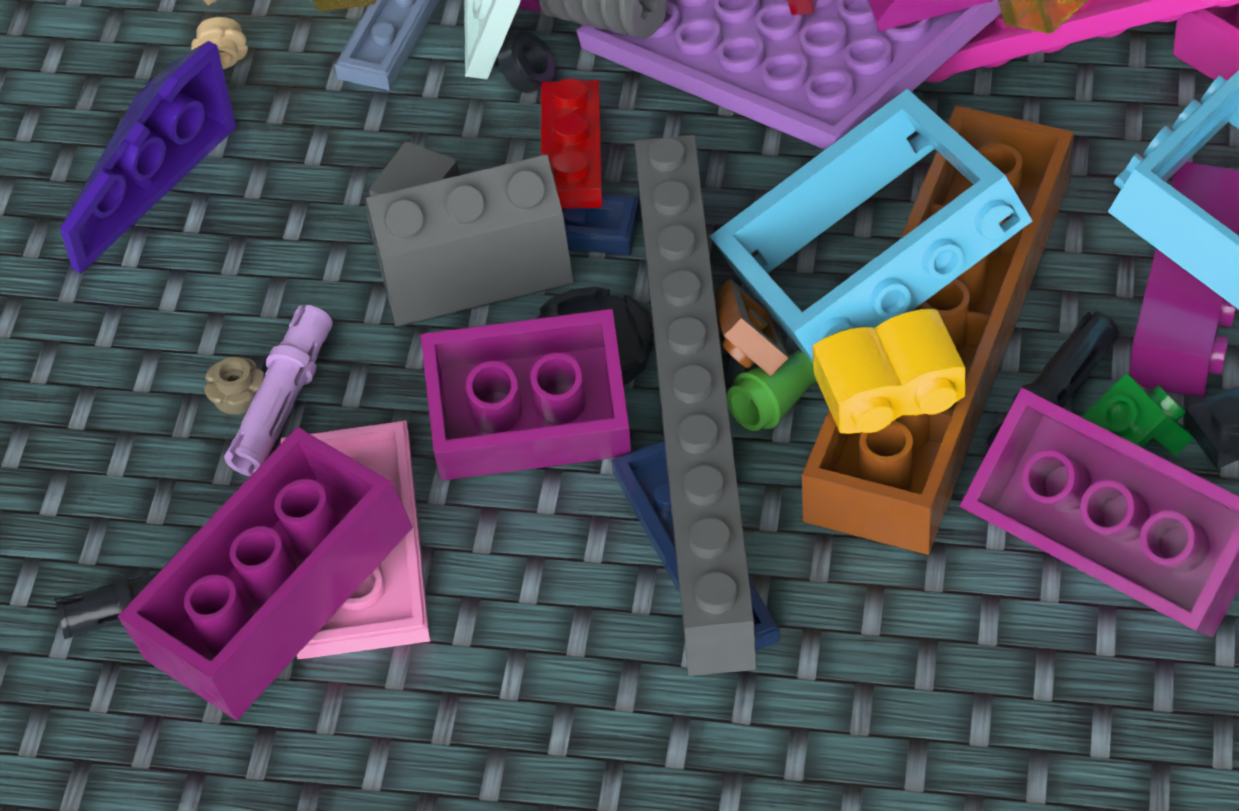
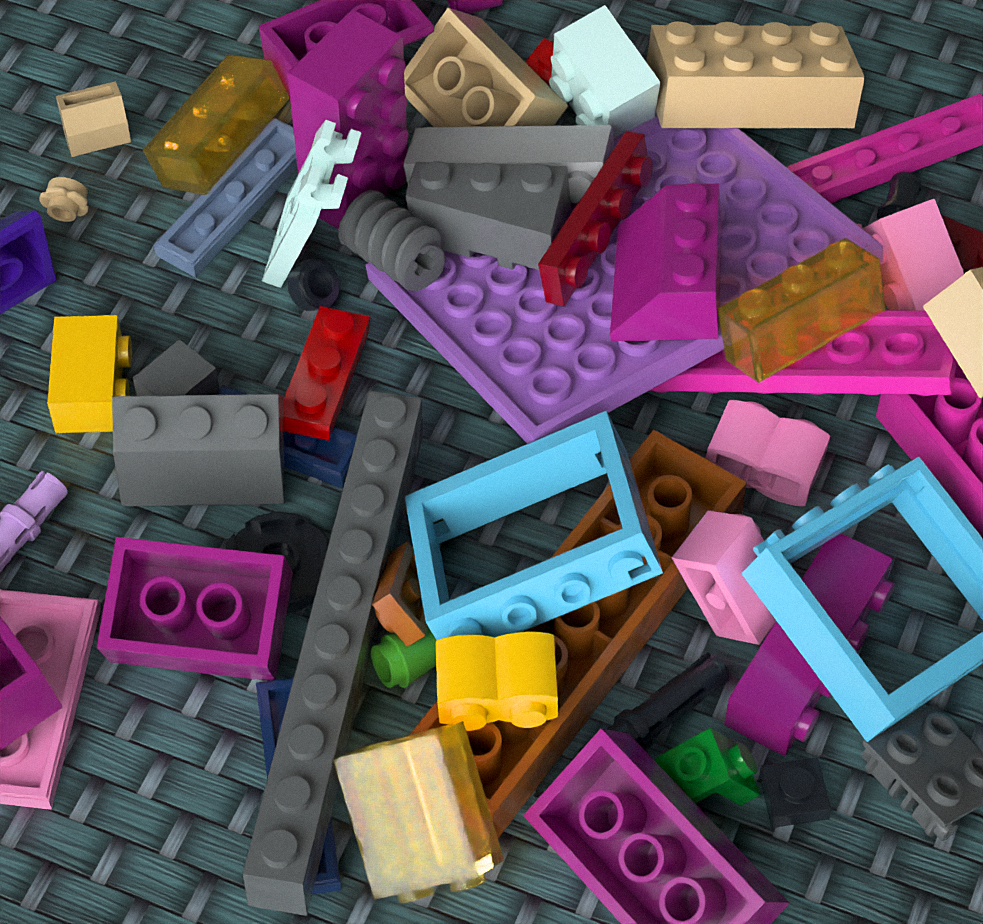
camera: 10 degrees right, 5 degrees up
(313, 204) = (87, 372): none -> yellow brick
(852, 525) = (419, 813): none -> clear yellow brick
(1085, 239) = (712, 569): none -> bright pink brick
(1091, 103) = (768, 451): none -> bright pink brick

